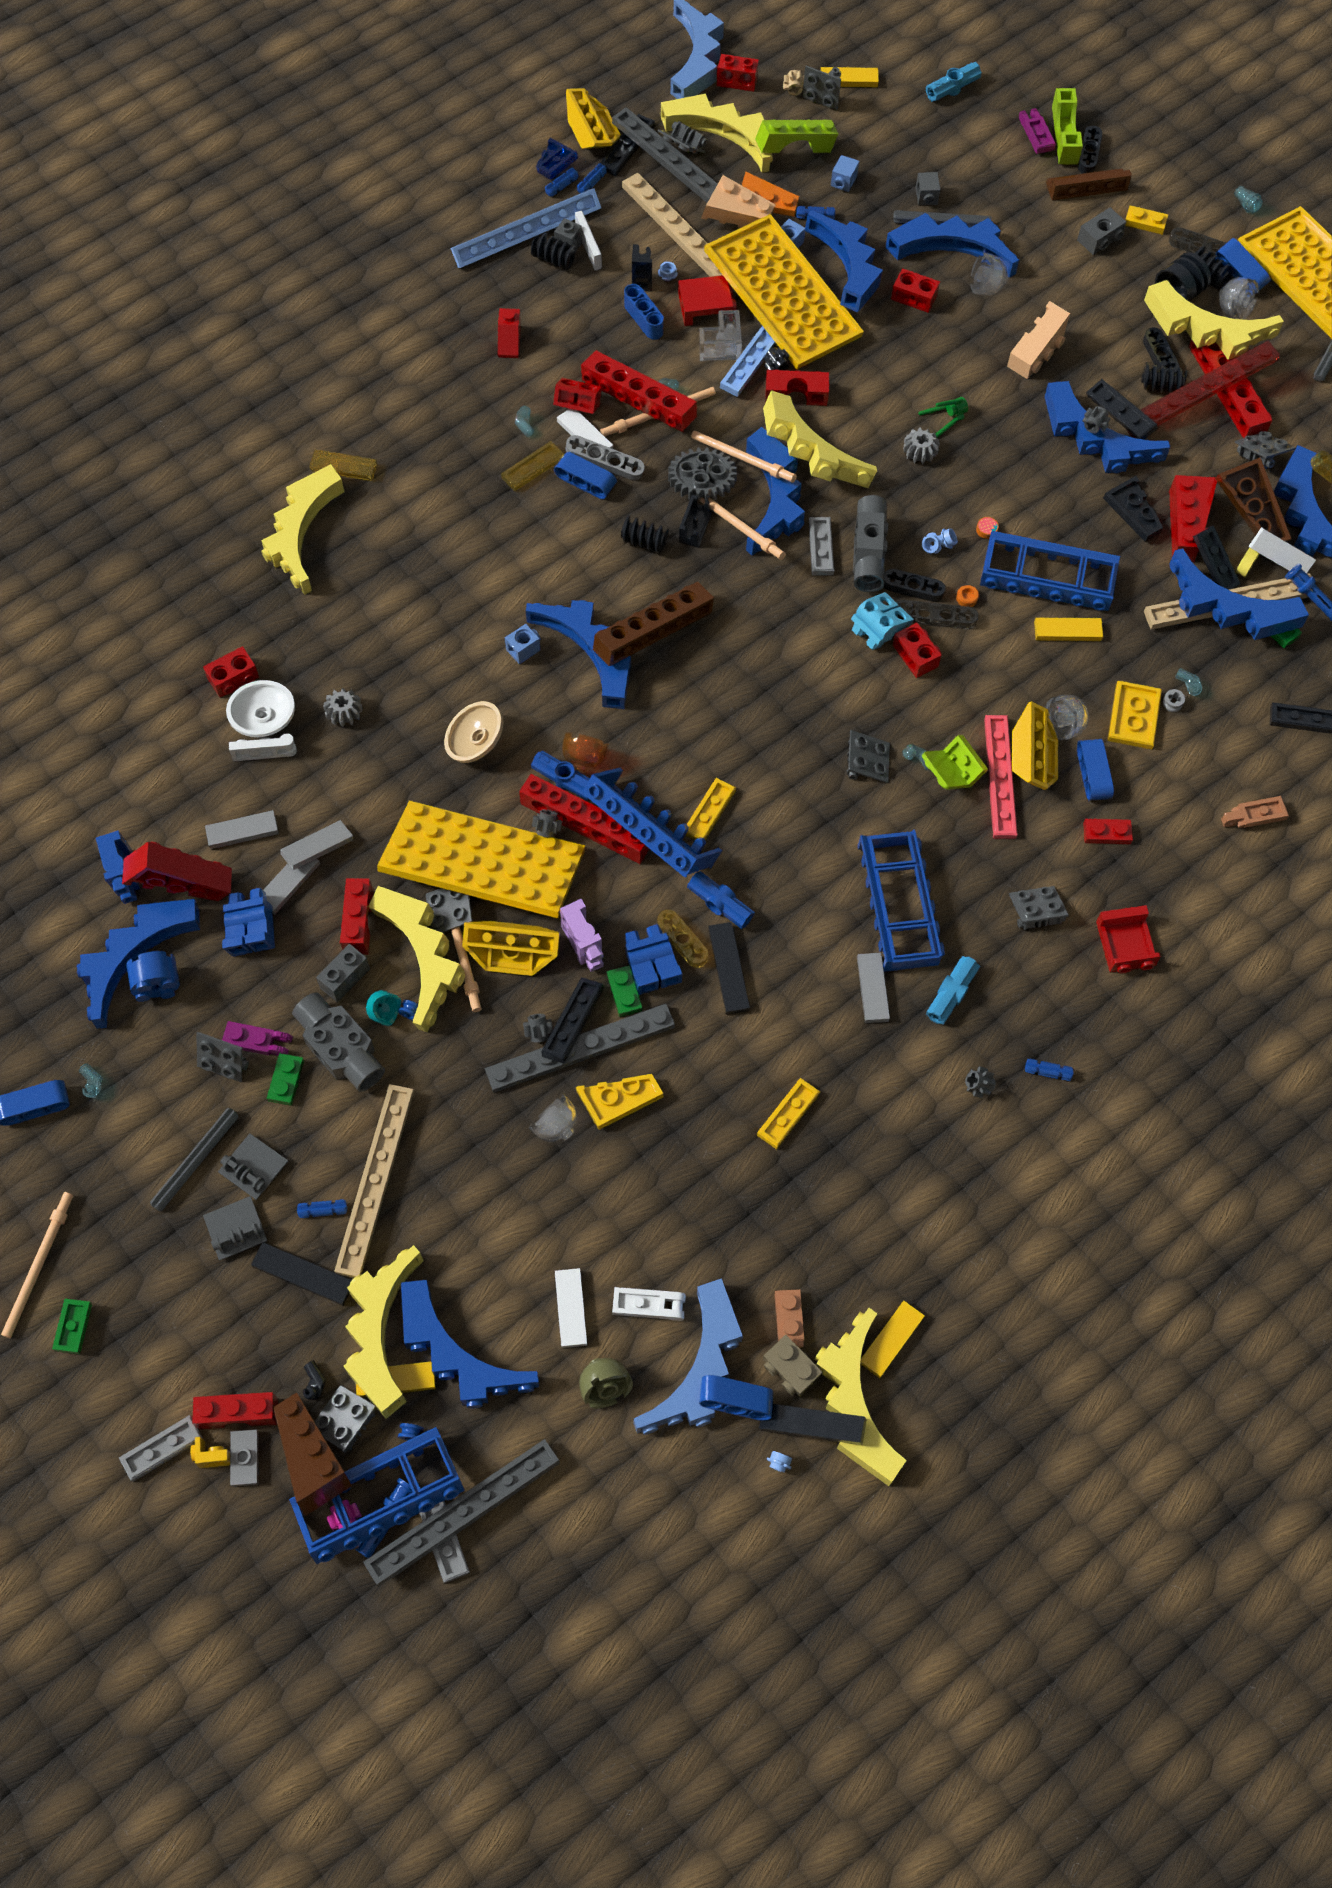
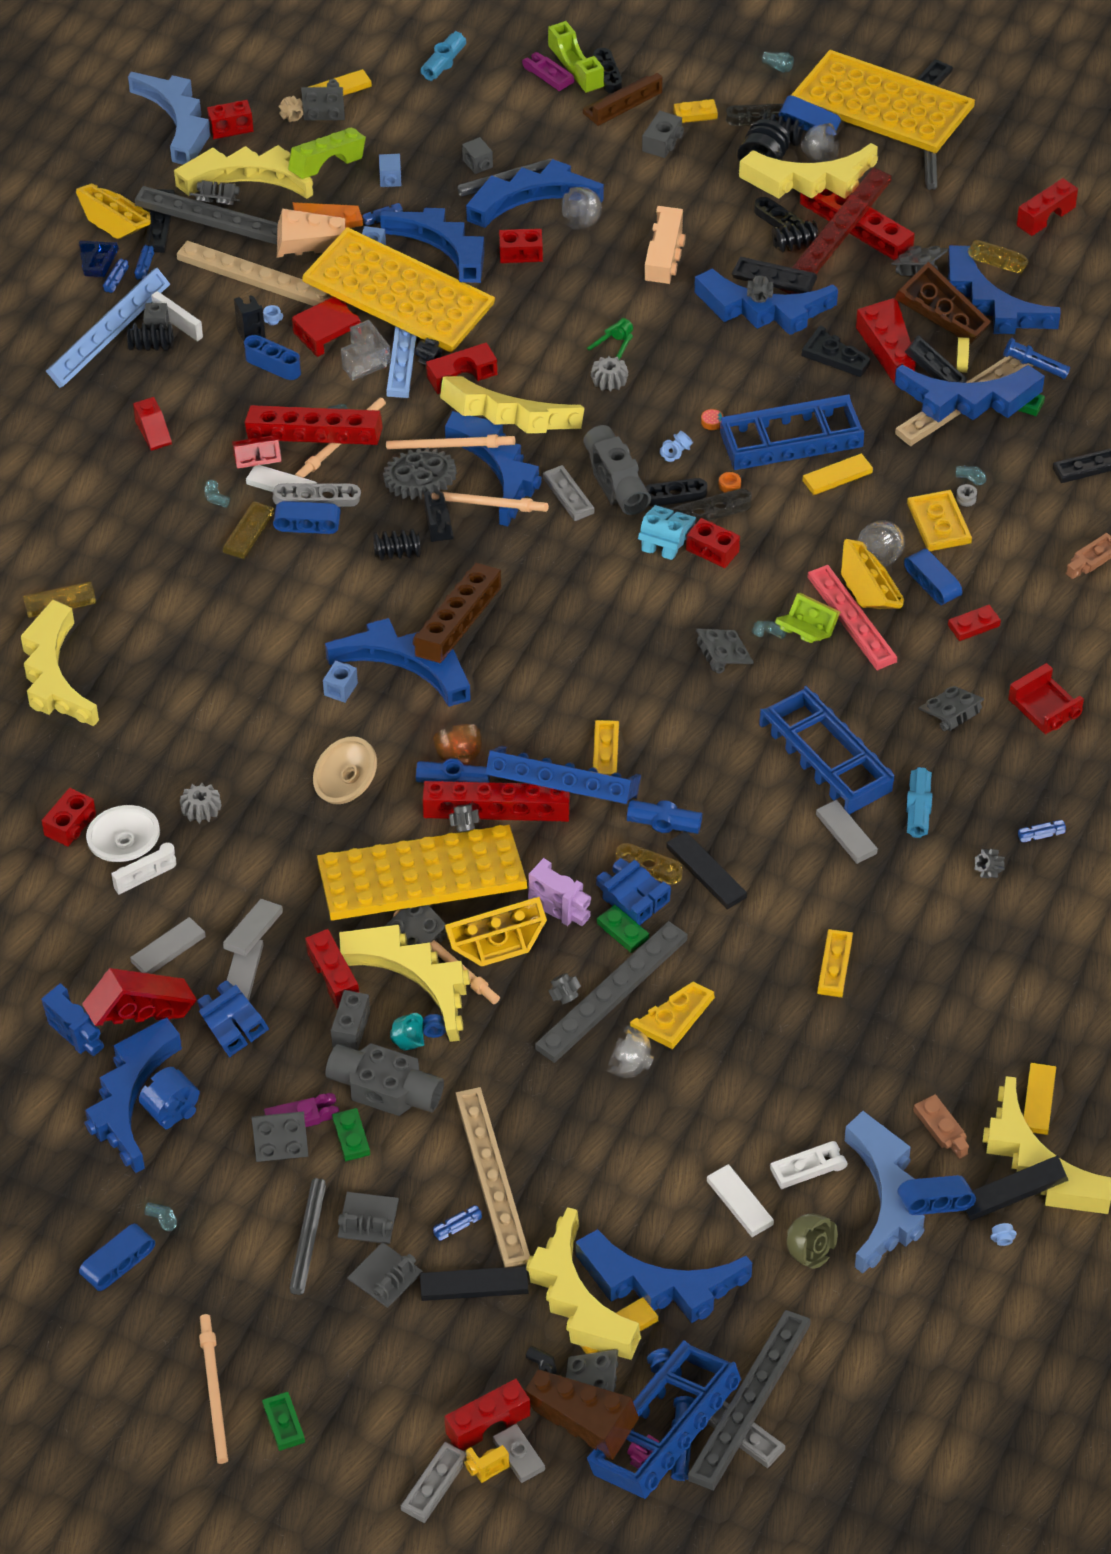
camera: 25 degrees left, 15 degrees down
(572, 1020) = (592, 969): black tile -> none
(791, 1366) = (967, 1154): dark tan bracket -> none
(1280, 551) = (986, 336): white tile -> none

